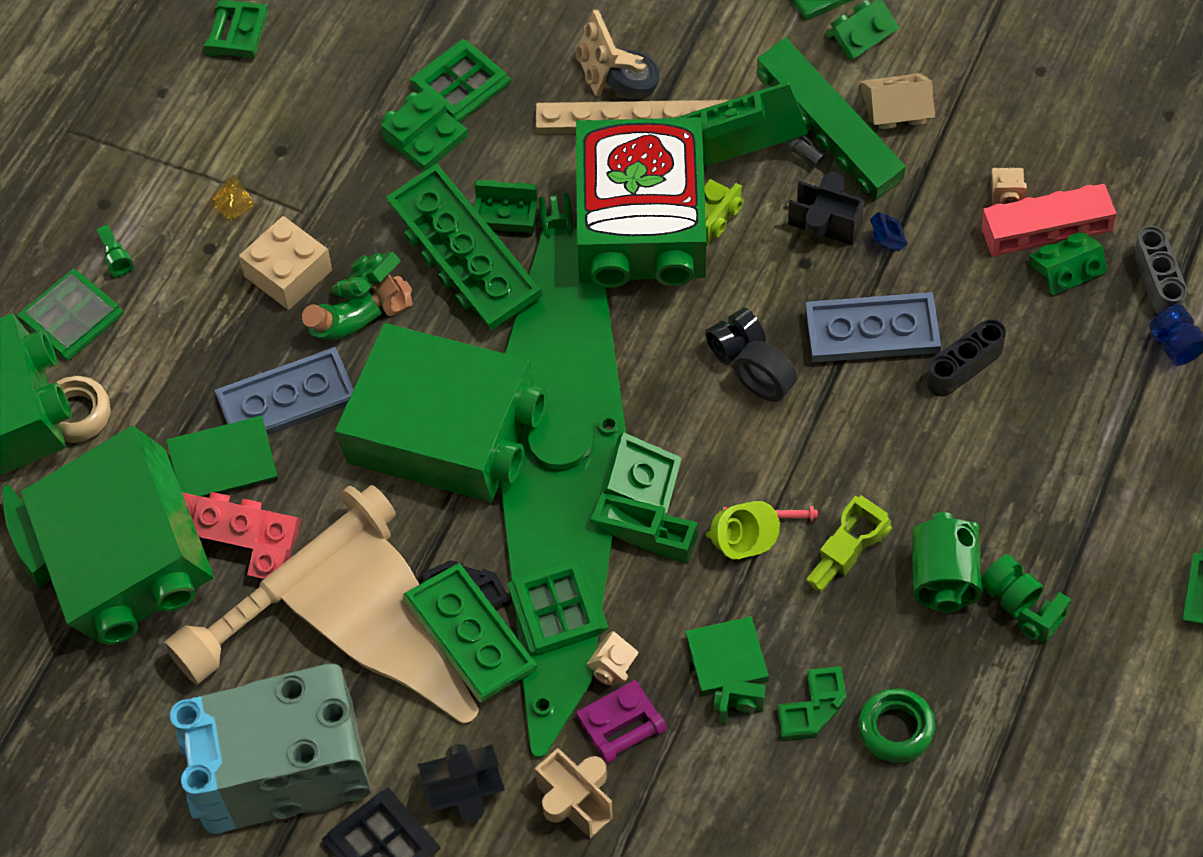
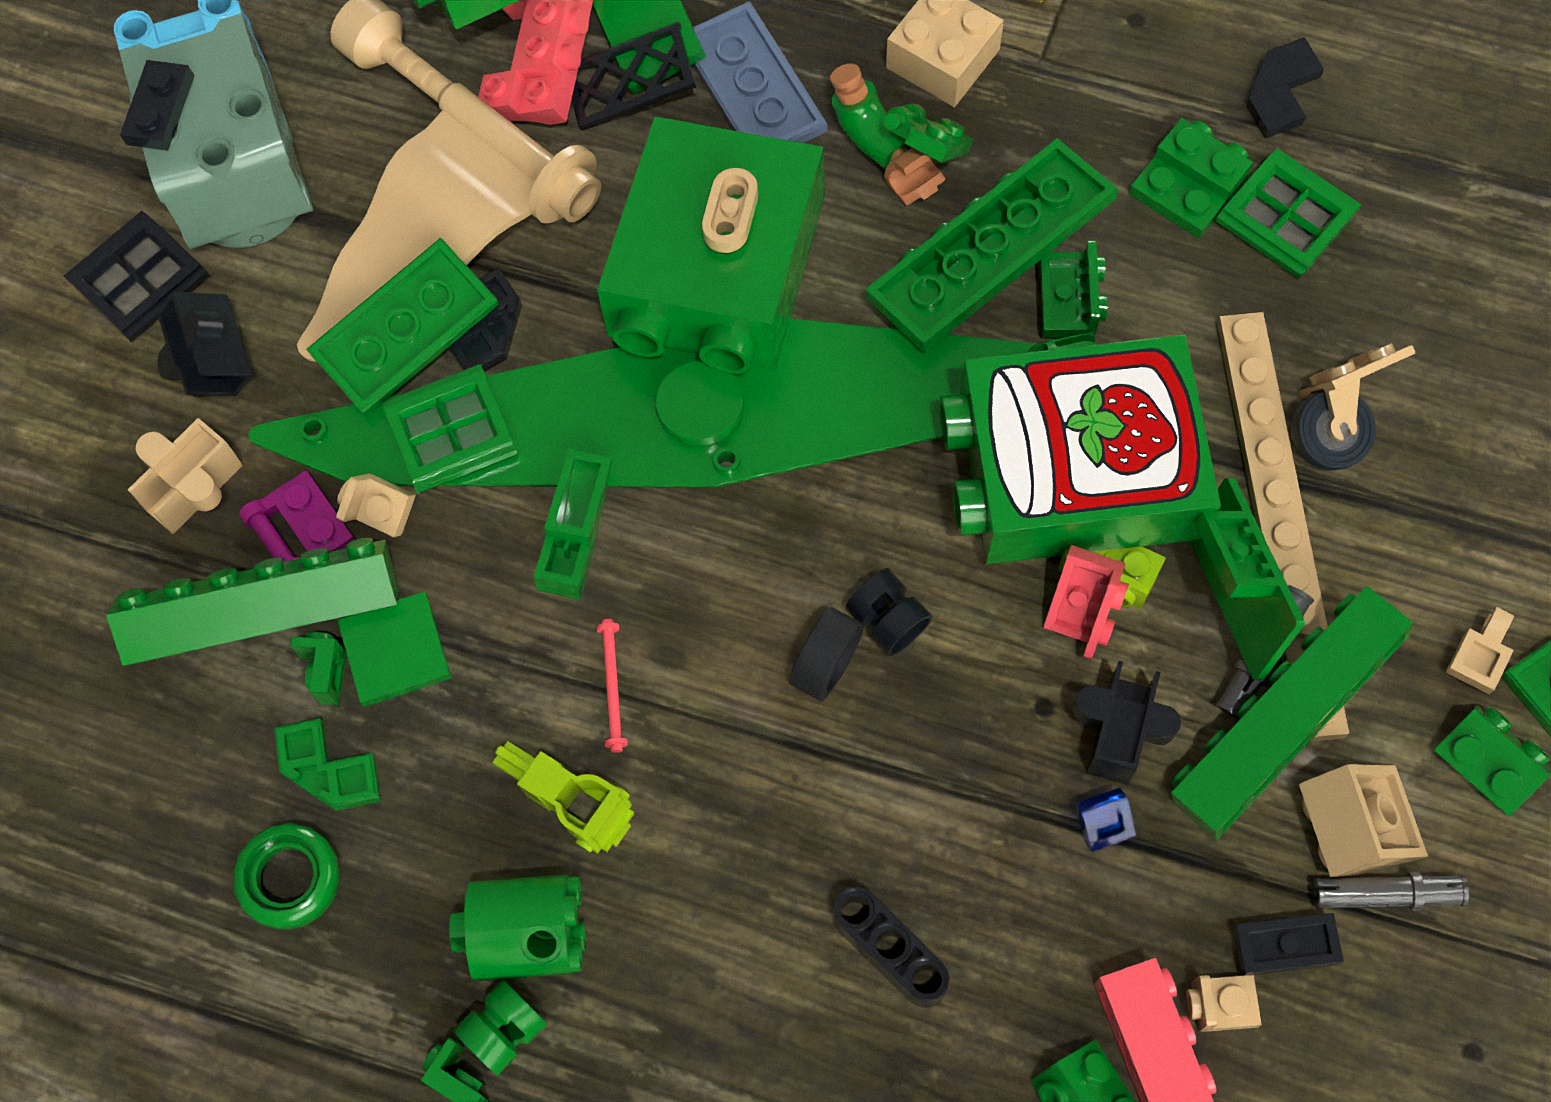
camera: 85 degrees right, 10 degrees up
(283, 750) = (157, 105): none -> black plate
(288, 453) = (655, 91): none -> black window
(365, 78) = (1271, 98): none -> black tile
(437, 375) = (730, 213): none -> tan plate
(642, 472) = (650, 510): plate -> none
(686, 741) = (253, 601): none -> brick
(742, 217) = (1084, 598): none -> coral bracket
(745, 529) = (572, 649): lime piece -> none
(793, 24) = (1481, 655): none -> tan plate
(872, 327) = (932, 808): sand blue plate -> none
(943, 81) = (1408, 891): none -> dark grey pin
(974, 148) = (1288, 944): none -> black plate

